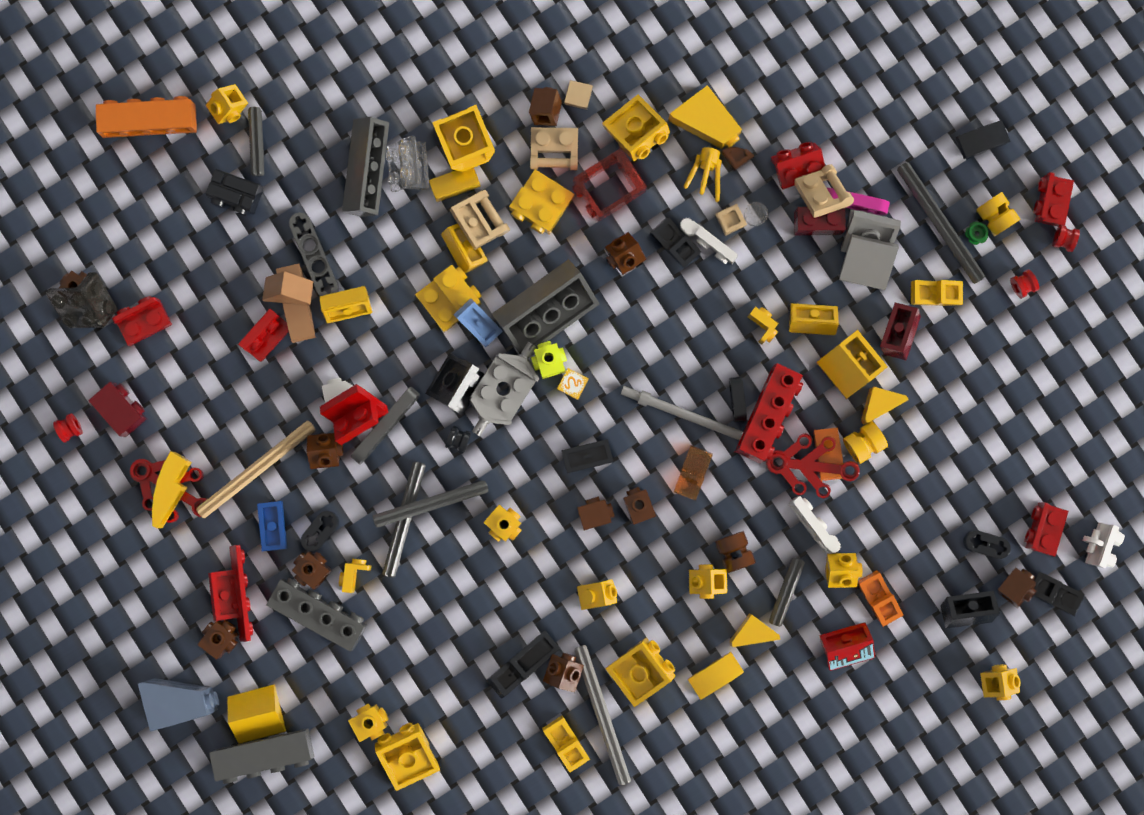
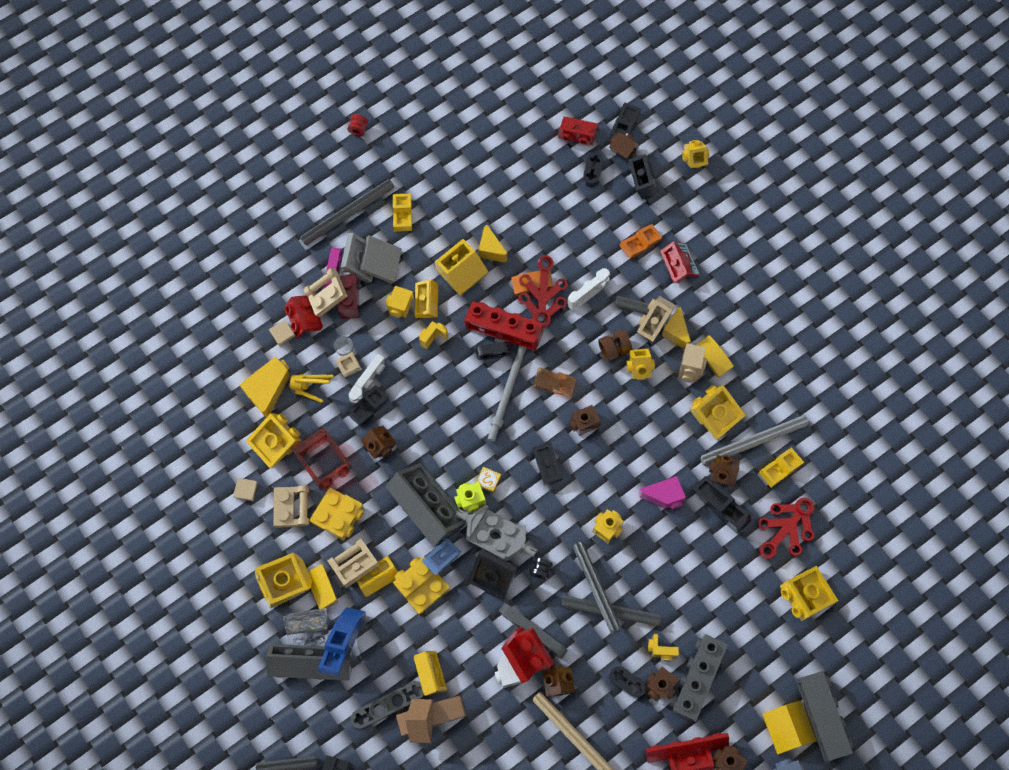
camera: 90 degrees left, 15 degrees down
(265, 335) = (461, 741): red bracket -> none
(272, 526) = (627, 724): blue plate -> none
(361, 726) = (791, 622): yellow brick -> none
(384, 202) = (340, 640): none -> blue slope
(492, 743) = (788, 525): none -> red plant
(539, 597) = (664, 493): none -> dark pink slope
(545, 106) = (256, 513): reddish brown brick -> none
(595, 513) = (594, 454): reddish brown brick -> none
(597, 594) = (659, 449): yellow bracket -> none
(703, 646) = (692, 363): none -> tan brick
(737, 156) = (297, 362): reddish brown tile -> none
(765, 606) = (656, 318): none -> tan brick
(777, 138) = (282, 333): none -> tan tile
(809, 284) = (399, 302): none -> yellow brick
(842, 570) = (622, 267): yellow brick -> none
(865, 442) = (522, 255): yellow wheel -> none
(900, 331) = (434, 233): dark red brick -> none
(976, 239) = (355, 182): green plate -> none
(982, 139) = (282, 185): black slope -> none
(998, 214) = (340, 170): yellow wheel -> none
(1024, 284) = (393, 151): red wheel -> none
(1053, 200) = (328, 135): red bracket -> none
(1101, 545) = (586, 92): white hips -> none

